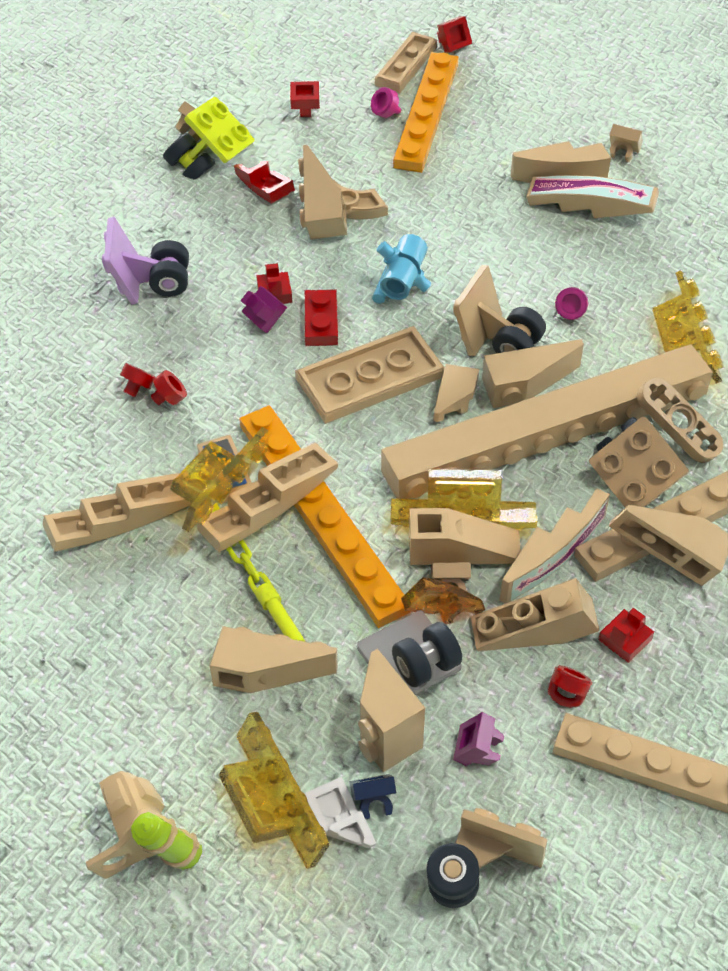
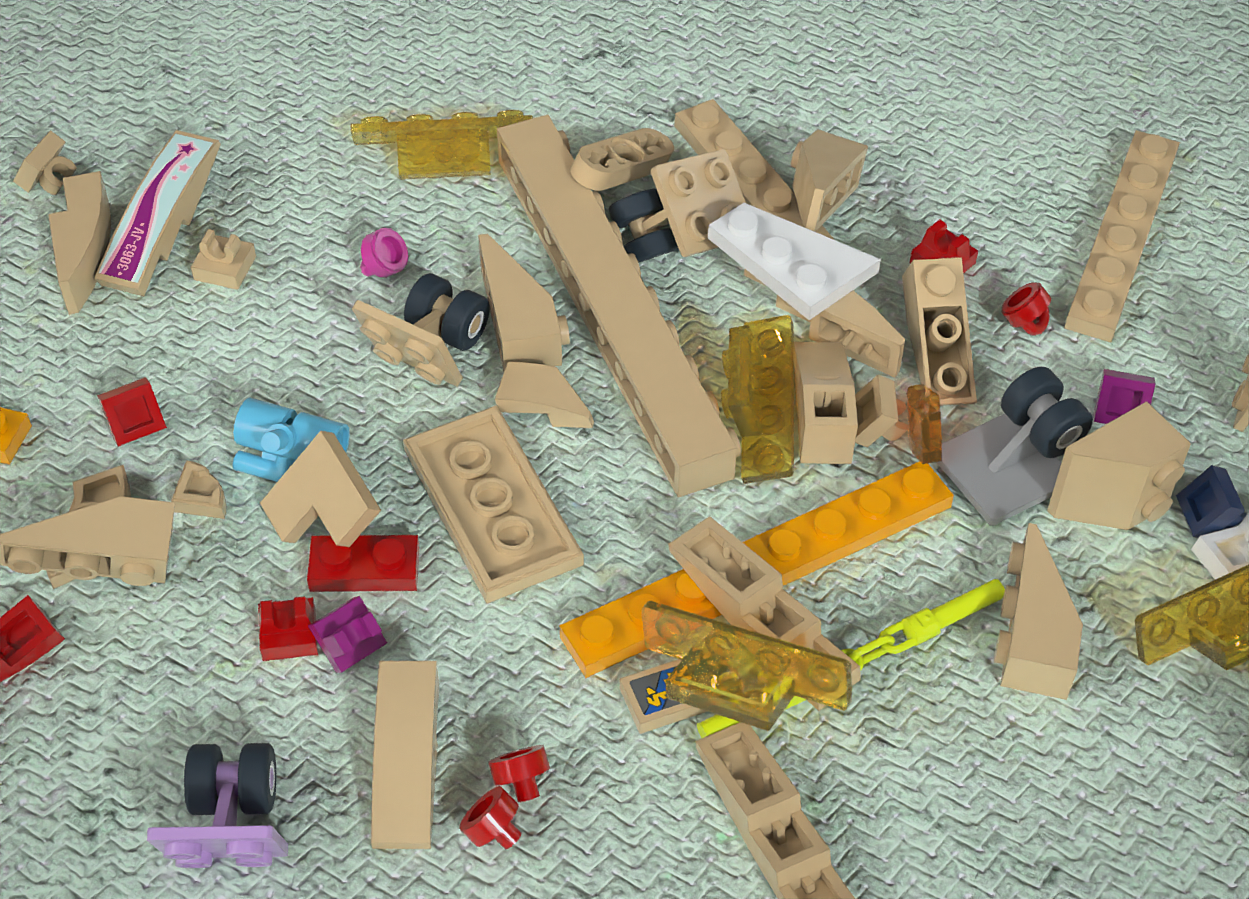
camera: 90 degrees left, 0 degrees up
(182, 338) = (404, 755): none -> tan slope
(353, 281) = (325, 486): none -> tan tile
(370, 241) = (199, 492): none -> tan tile
(425, 203) = (132, 411): none -> red tile
(559, 232) = (223, 260): none -> tan tile
(575, 510) = (792, 260): none -> white wing

